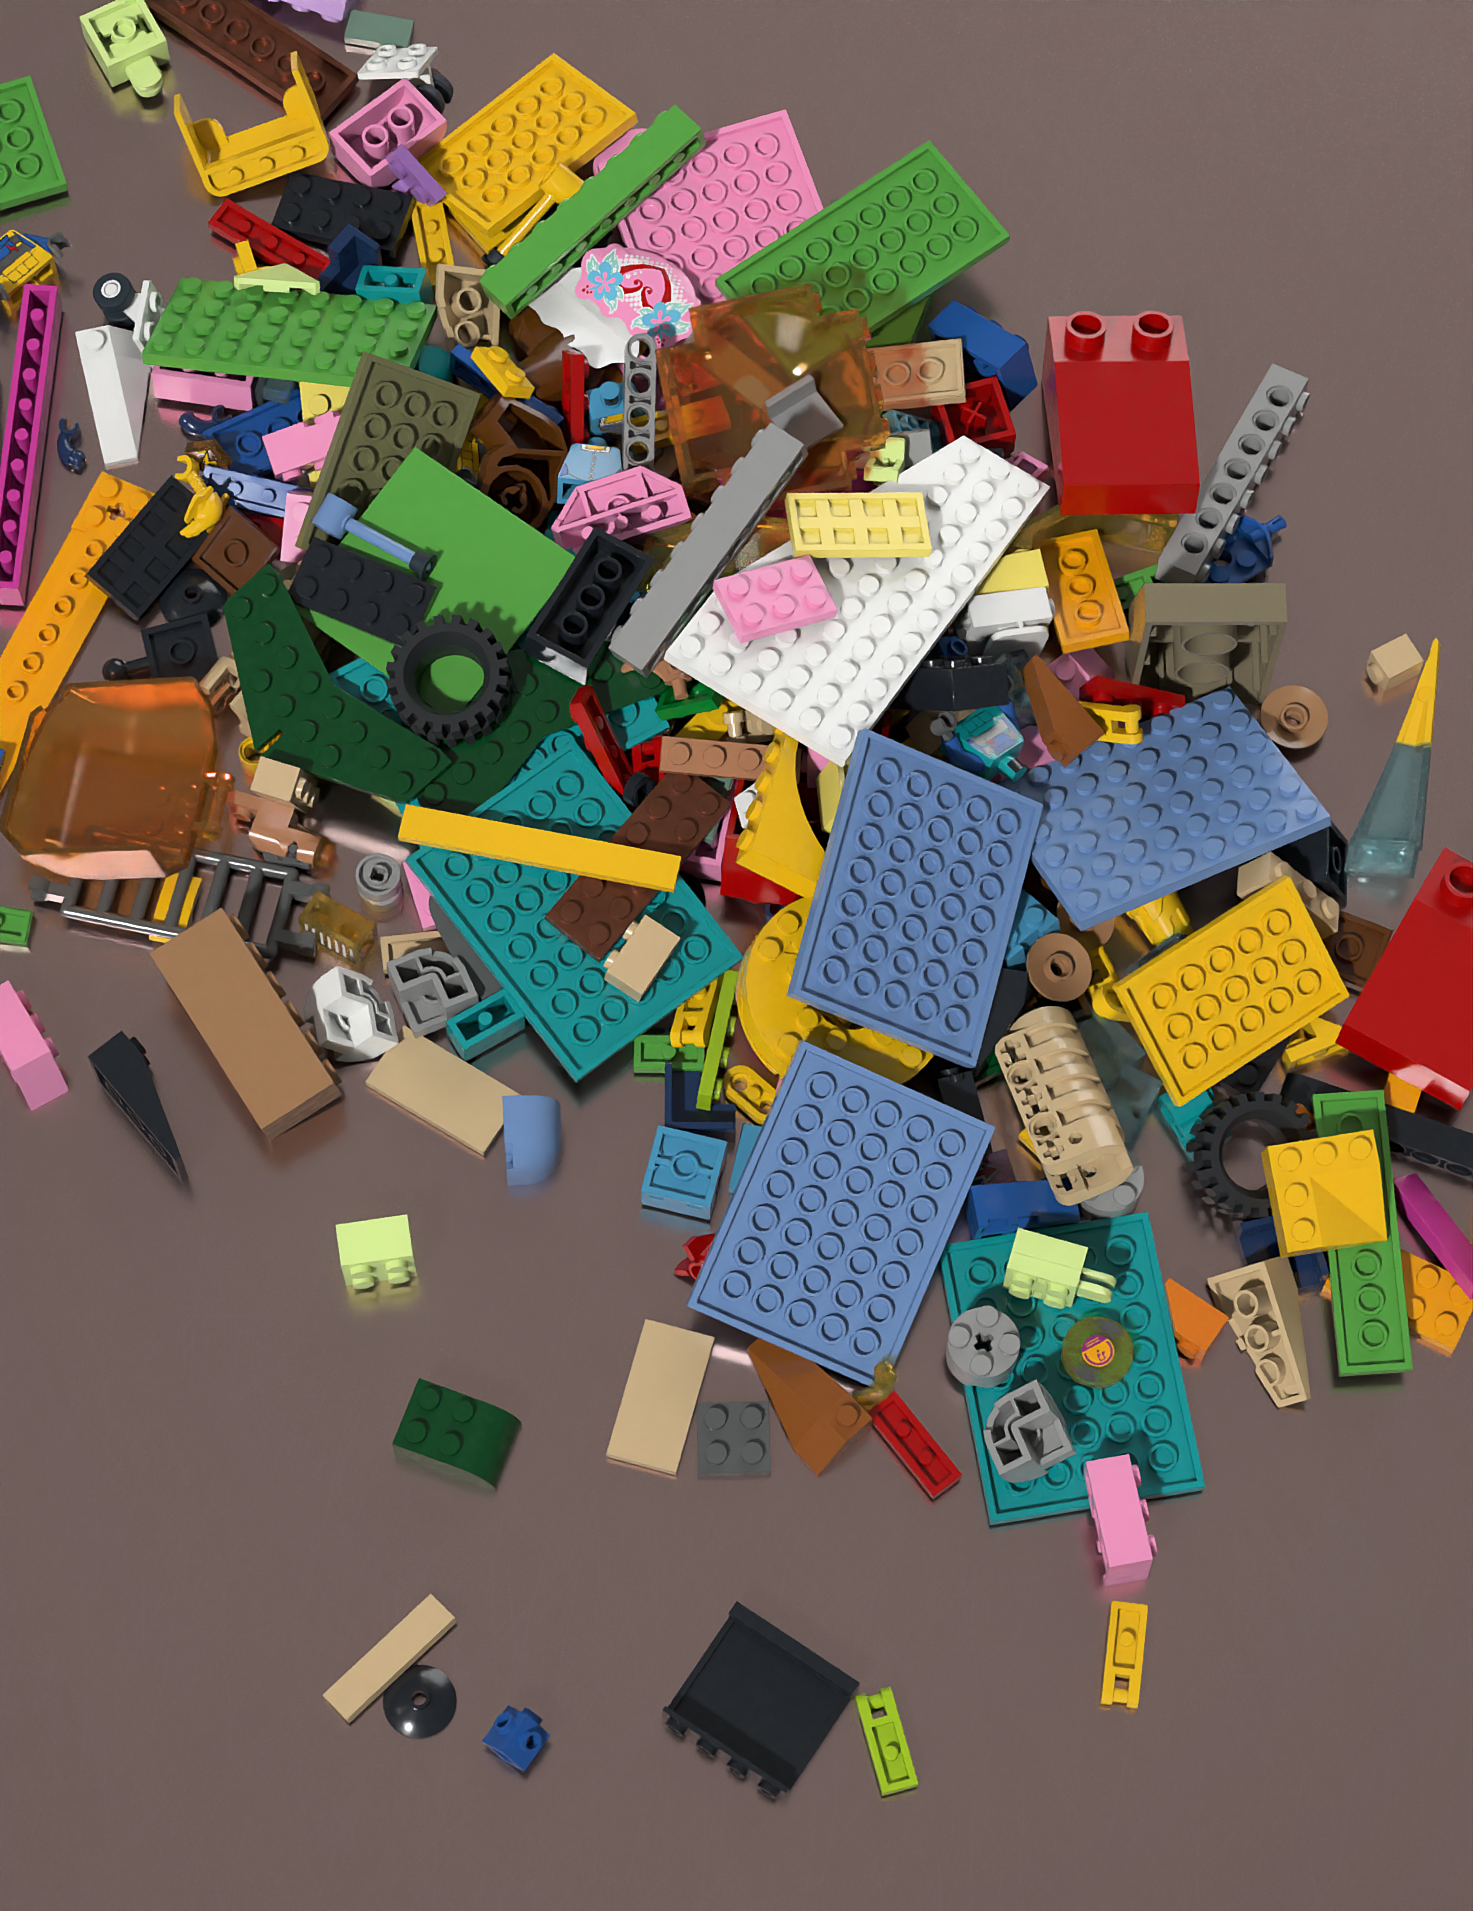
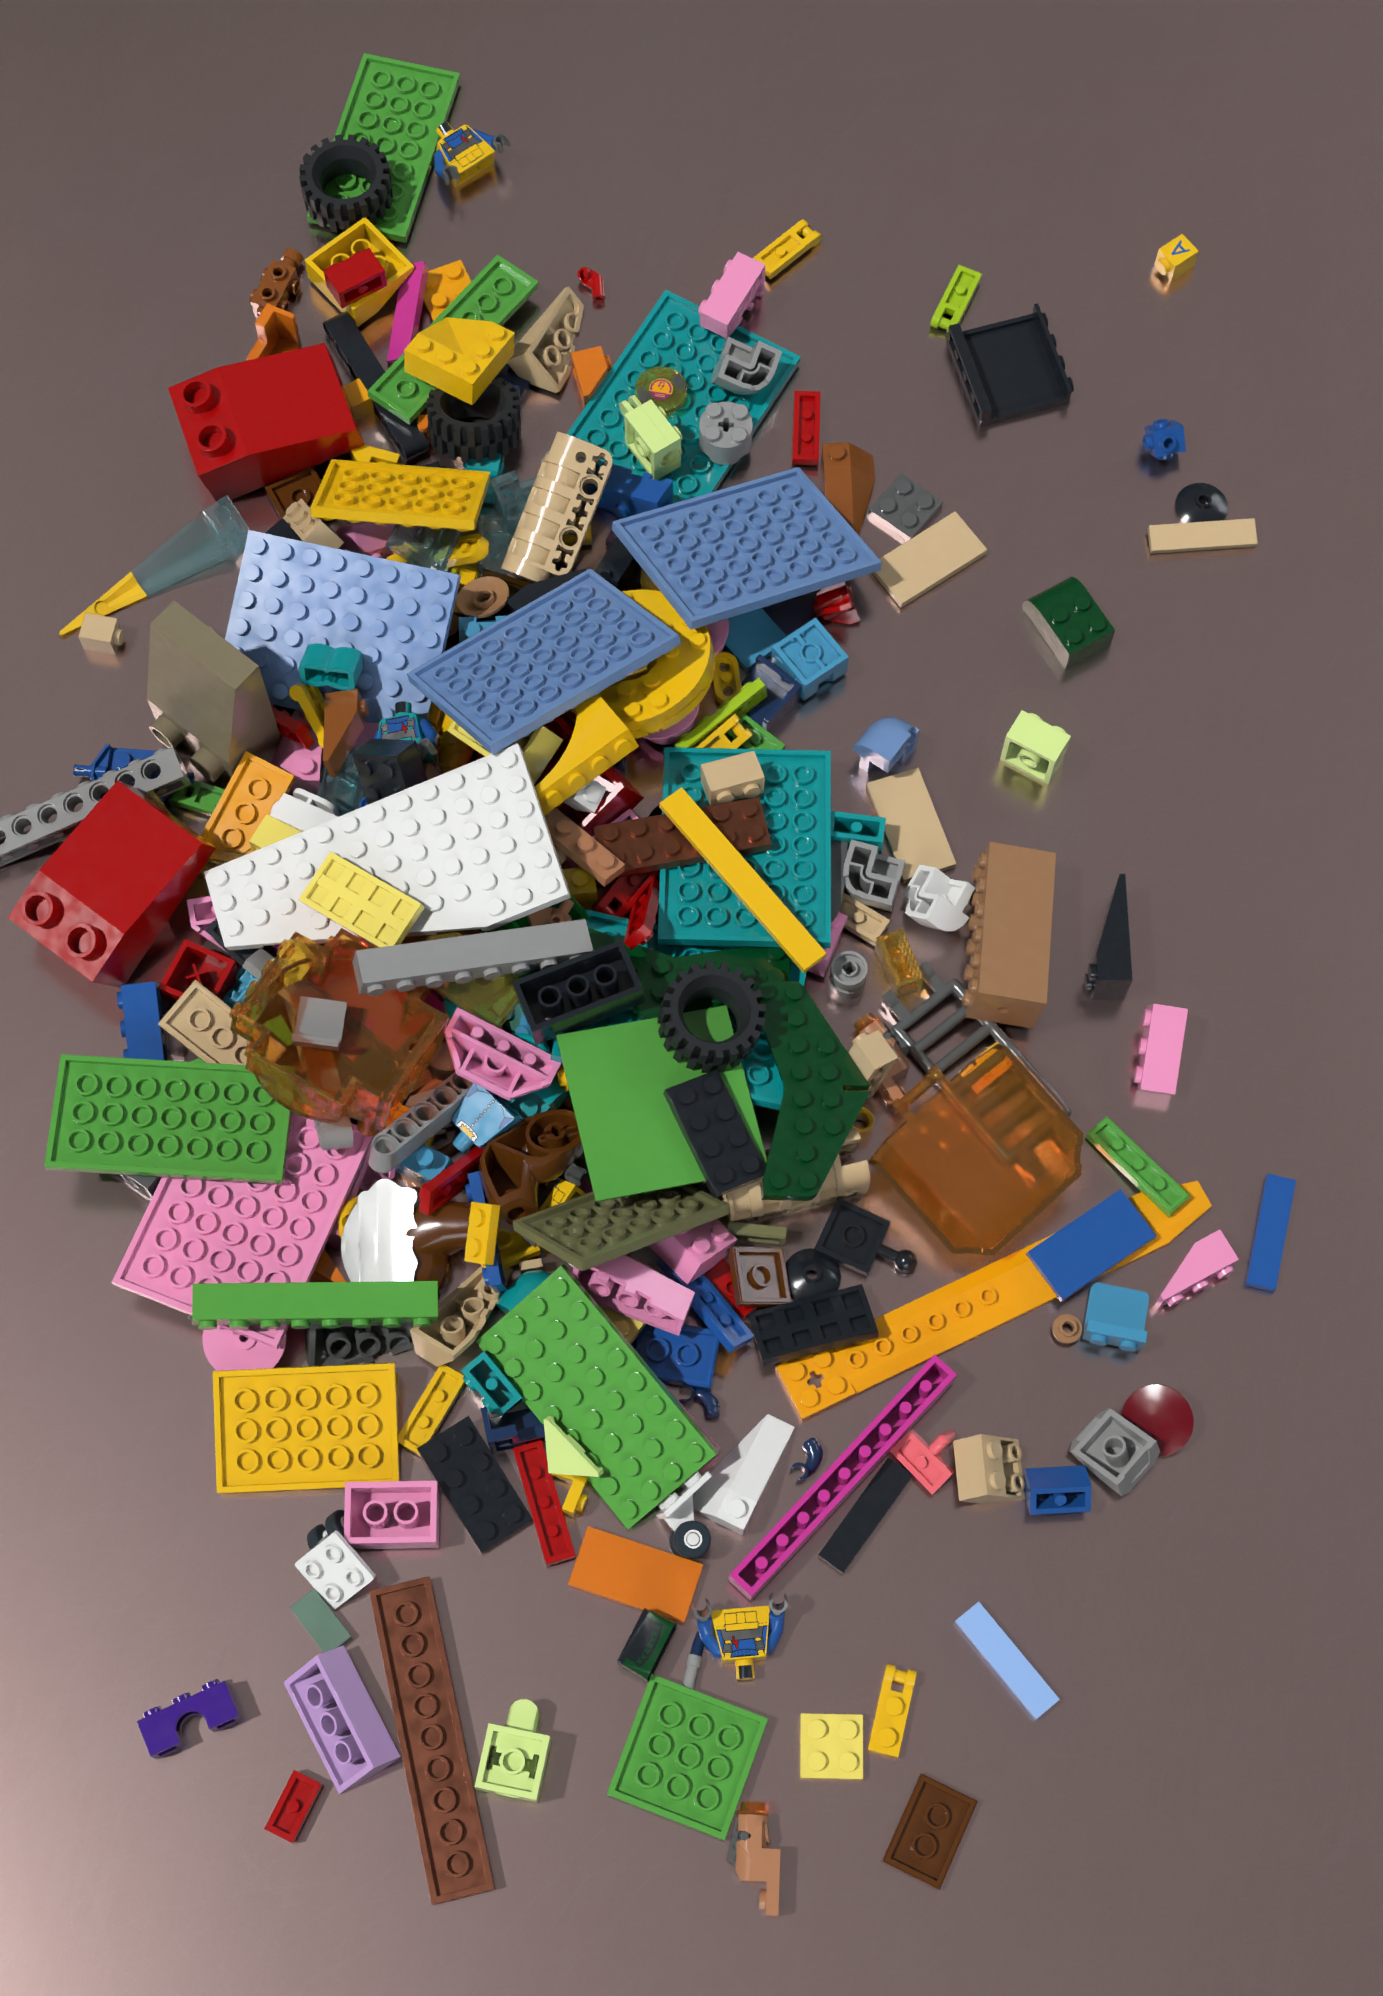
camera: 140 degrees left, 0 degrees up
(38, 220) = (693, 1662): none -> light grey piece
(89, 202) = (646, 1644): none -> piece
(149, 247) = (635, 1574): none -> orange tile
(206, 506) = (755, 1312): yellow piece -> none
(208, 453) = (724, 1357): clear orange tile -> none
(262, 151) = (489, 1586): yellow windscreen -> none
(338, 518) = (689, 1195): medium blue piece -> none
(414, 176) = (408, 1462): medium lavender plate -> none
(558, 185) = (318, 1353): yellow piece -> none
(637, 788) = (643, 881): black tile -> none
(639, 290) = (333, 1218): sticker -> none
(774, 599) = (464, 882): bright pink plate -> none
(881, 1387) = (802, 463): clear yellow arm -> none
(1122, 756) = (330, 666): none -> teal brick
(1292, 1443) = (593, 281): none -> red arm

